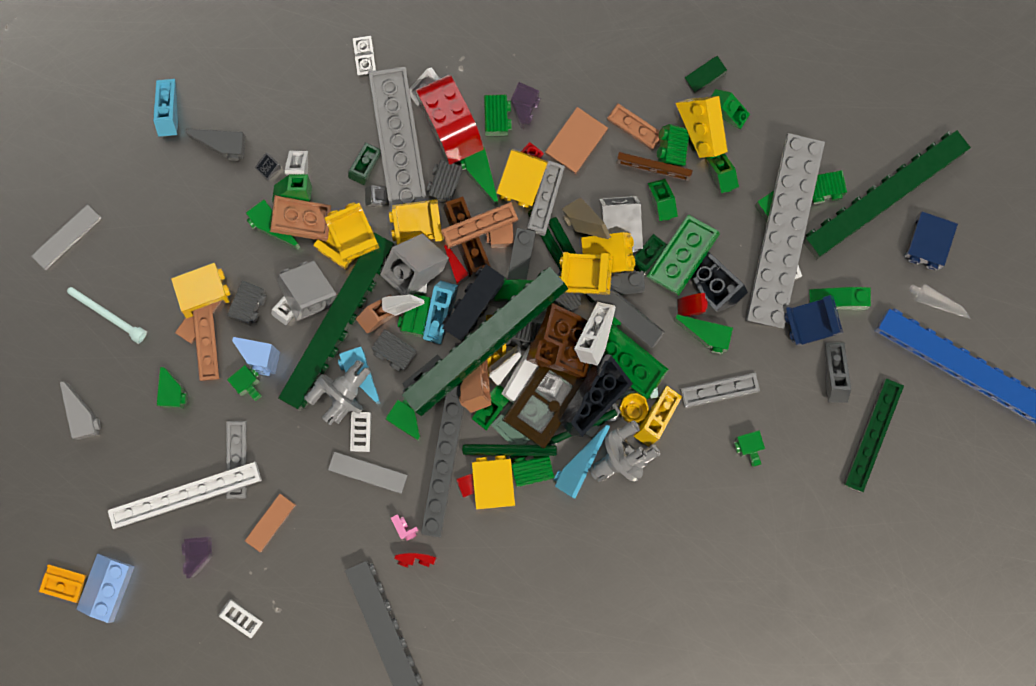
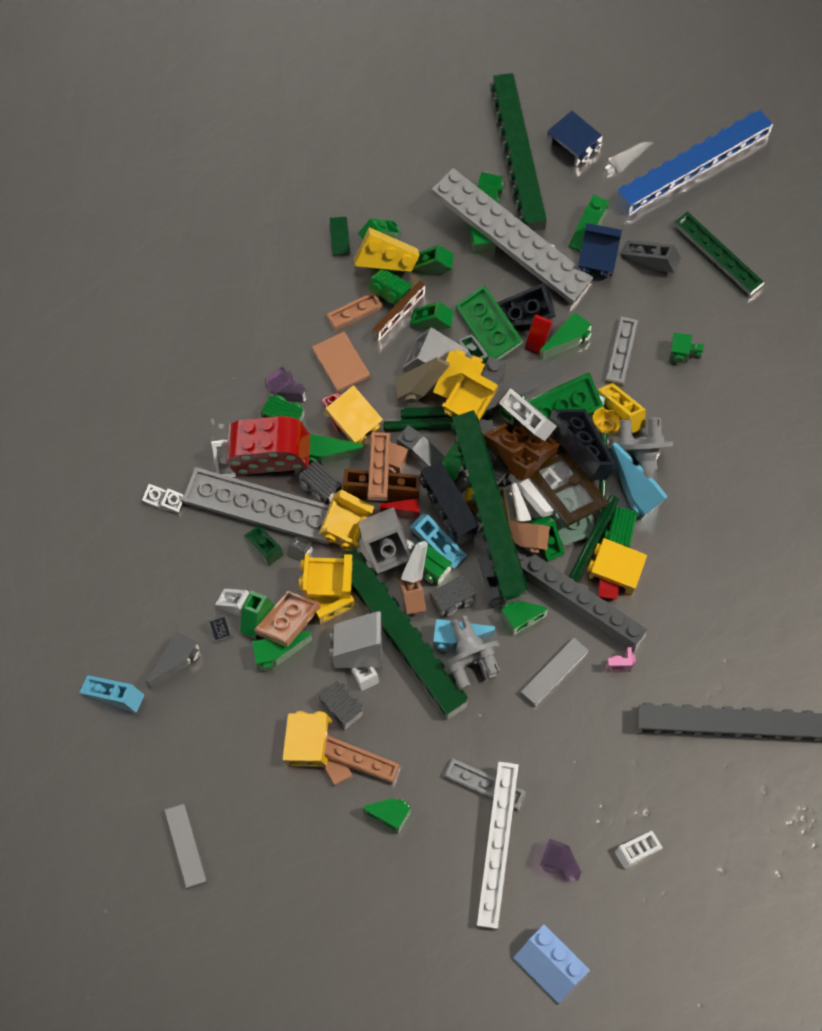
camera: 65 degrees left, 15 degrees down
(62, 583) = (528, 1003): light orange plate -> none
(80, 418) = (371, 910): light grey slope -> none
(135, 333) = (316, 821): light aqua piece -> none
(244, 381) = (415, 740): green brick -> none
(259, 355) = (399, 710): light blue slope -> none
(270, 523) = (560, 780): nougat tile -> none
(368, 416) = (516, 654): white slope -> none
(409, 559) = (654, 667): red slope -> none
(545, 198) = (389, 413): light grey tile -> none

